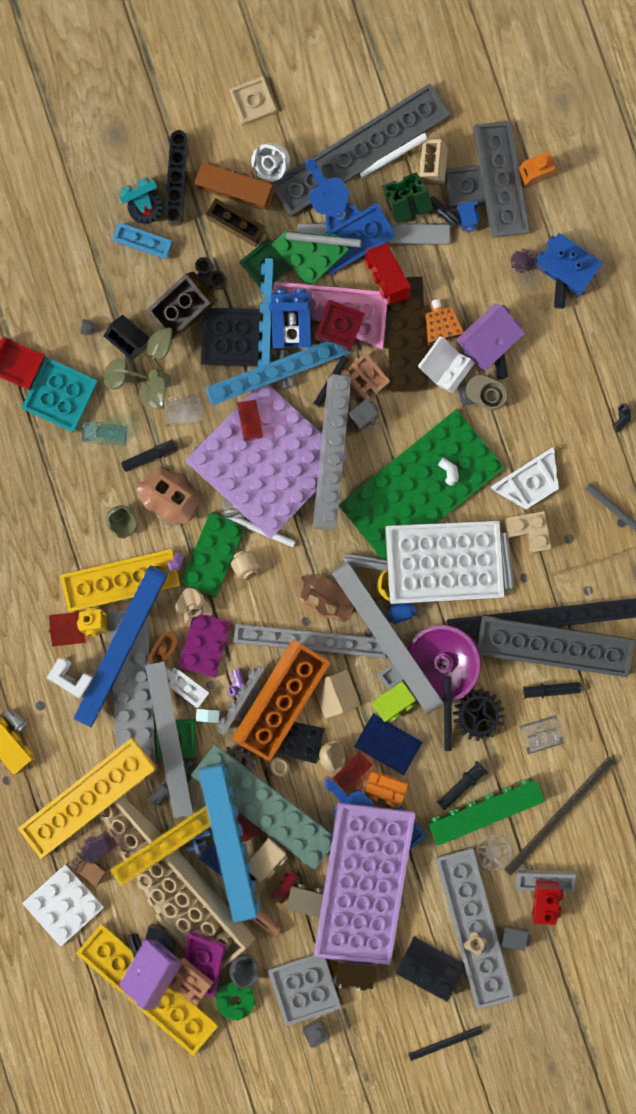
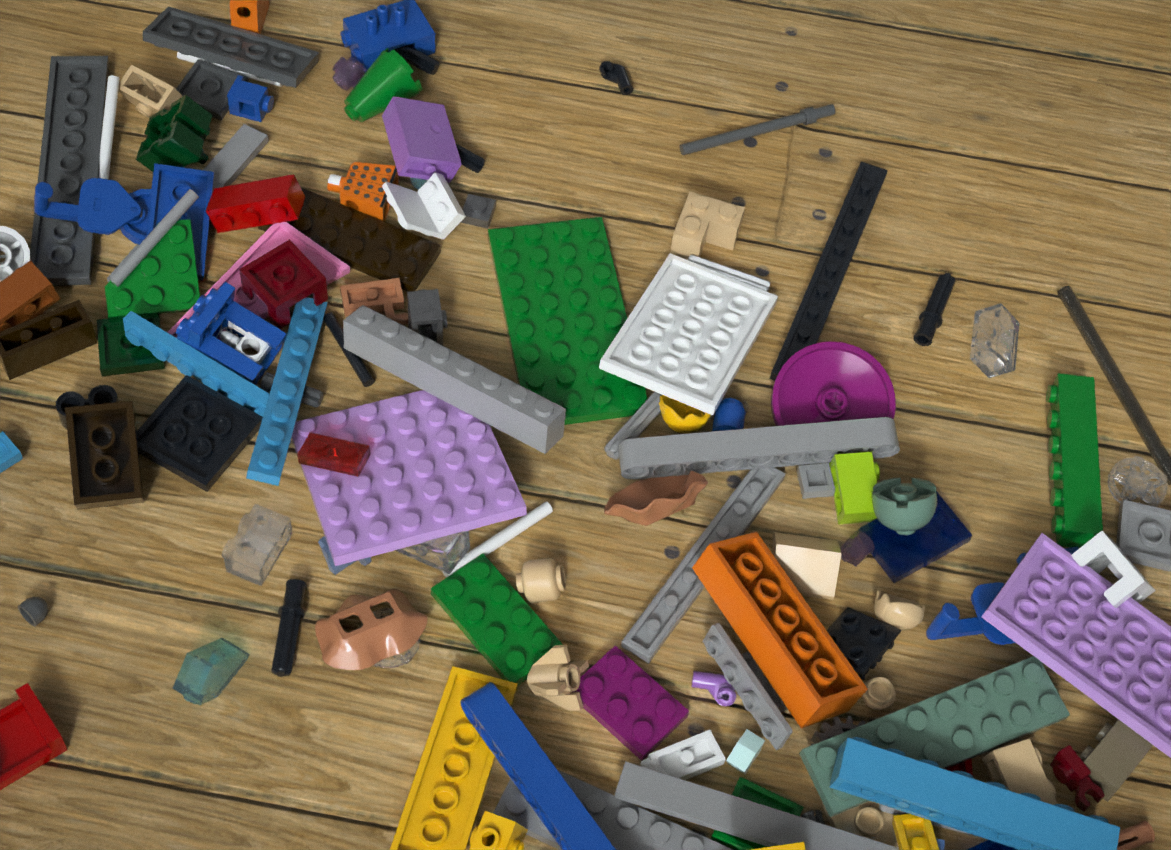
camera: 75 degrees left, 30 degrees down
(59, 394) = (105, 704): teal plate -> none
(121, 521) = (363, 714): olive hair -> none
(126, 337) = (92, 558): black brick -> none
(154, 391) = (201, 541): olive plant -> none
(161, 648) = (602, 766): dark orange plate -> none
(177, 562) = (478, 665): medium lavender arm -> none
(352, 771) = (930, 590): clear red plate -> none
(359, 717) = (856, 548): none -> hose
(386, 788) = (981, 563): orange brick -> none
(391, 731) = (904, 505): none -> sand green cylinder
(418, 864) = (1103, 553): none -> white panel
(444, 213) = (229, 120): black axle -> none
(447, 713) = (910, 431): black bar -> none
(452, 472) = (565, 265): white arm -> none
(469, 779) = (1017, 460): black pin -> none
(472, 731) = (929, 411): black gear -> none
(486, 392) = (491, 183): dark tan cap -> none
(520, 287) = (384, 79): none -> green cone
(531, 481) = (638, 199): white wing -> none
(555, 646) = (877, 270): dark grey plate -> none

